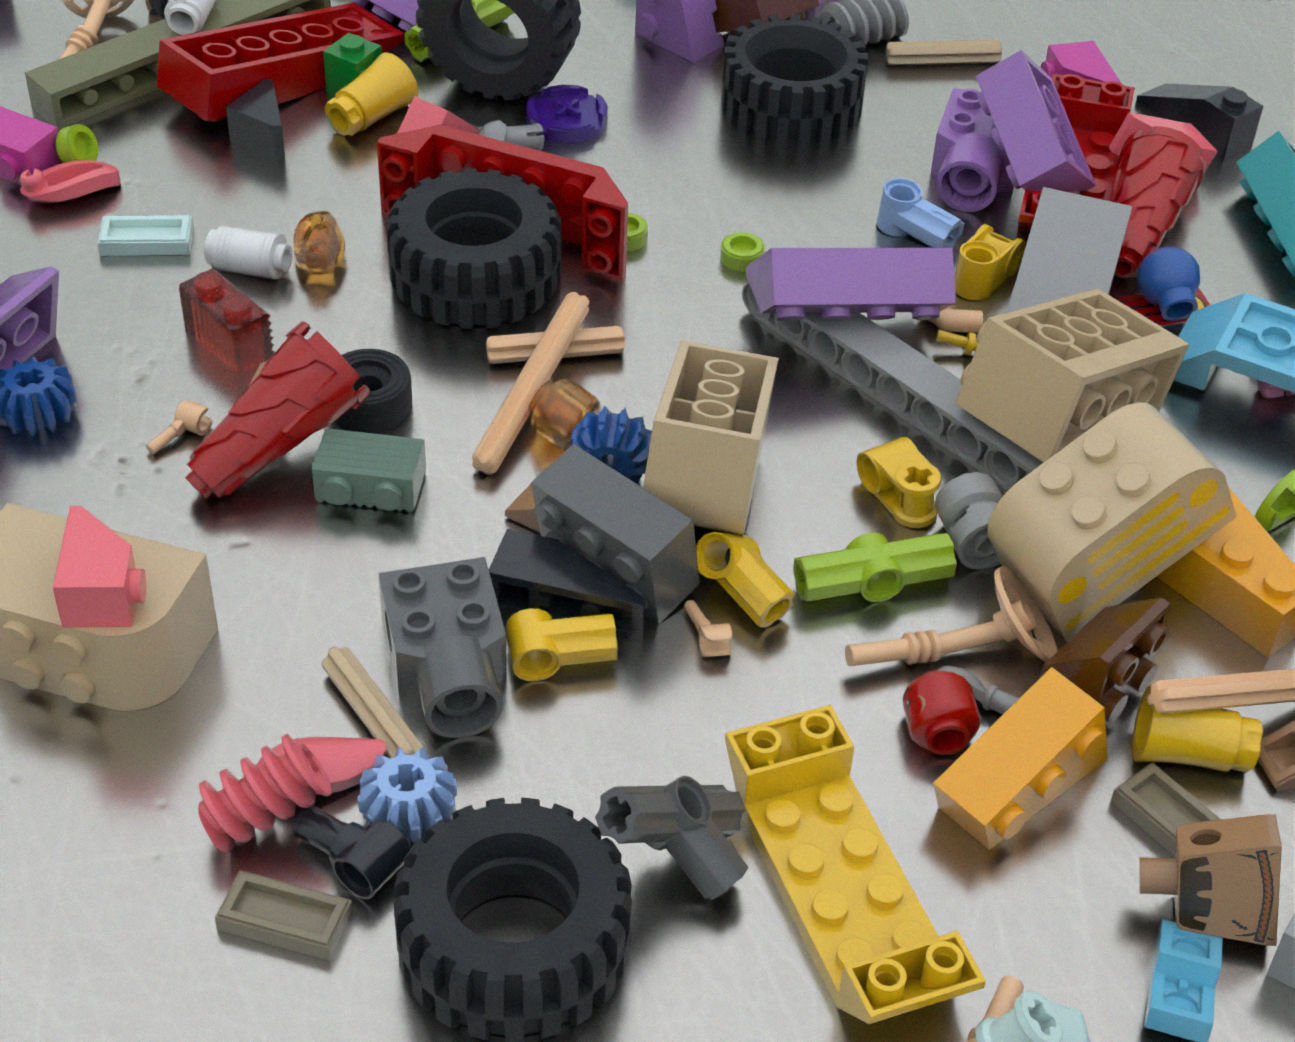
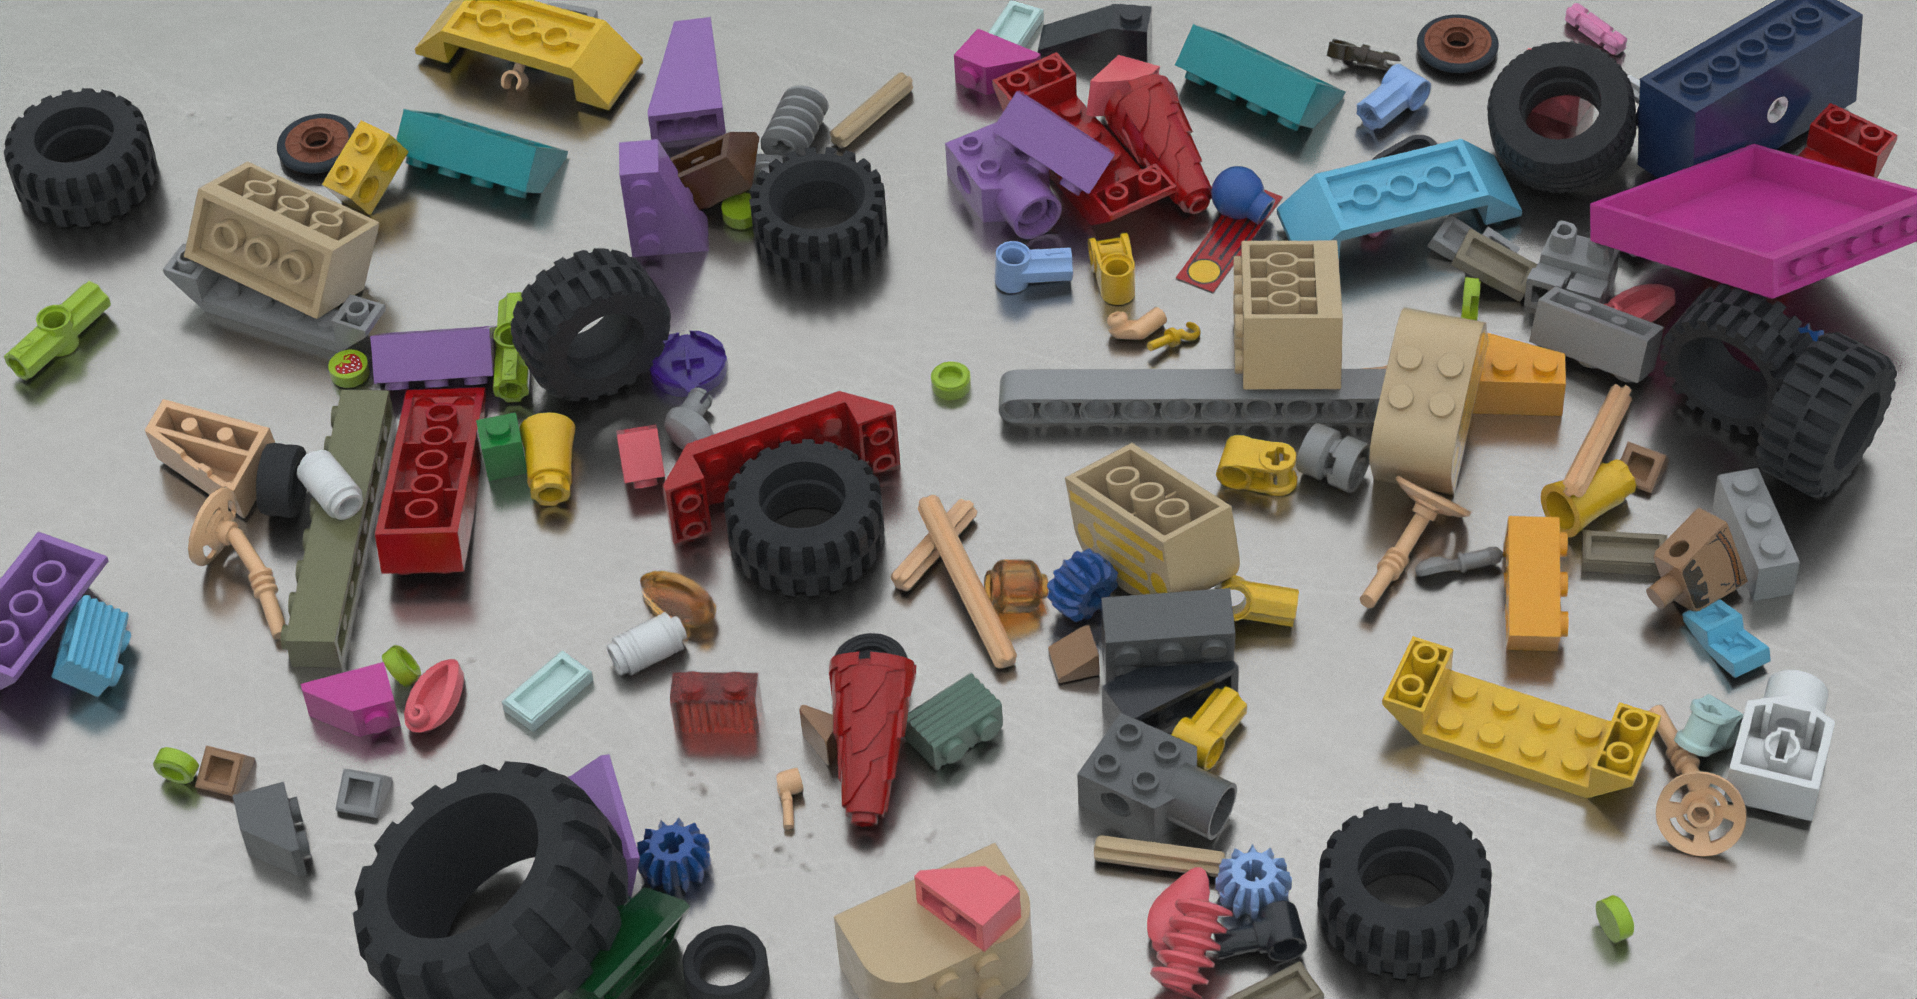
camera: 40 degrees left, 5 degrees up
(256, 121) = (503, 541): black slope -> none
(686, 821) = (1425, 770): dark grey piece -> none
(712, 637) = (1278, 657): light nougat hand -> none
(853, 282) = (1086, 353): medium lavender slope -> none
(874, 567) = (1312, 535): lime piece -> none
(941, 712) = (1452, 593): red head -> none
(1069, 248) = (1182, 239): light grey tile -> none
(1115, 653) = (1502, 484): reddish brown slope -> none
(1144, 70) = (1018, 23): none -> light aqua tile

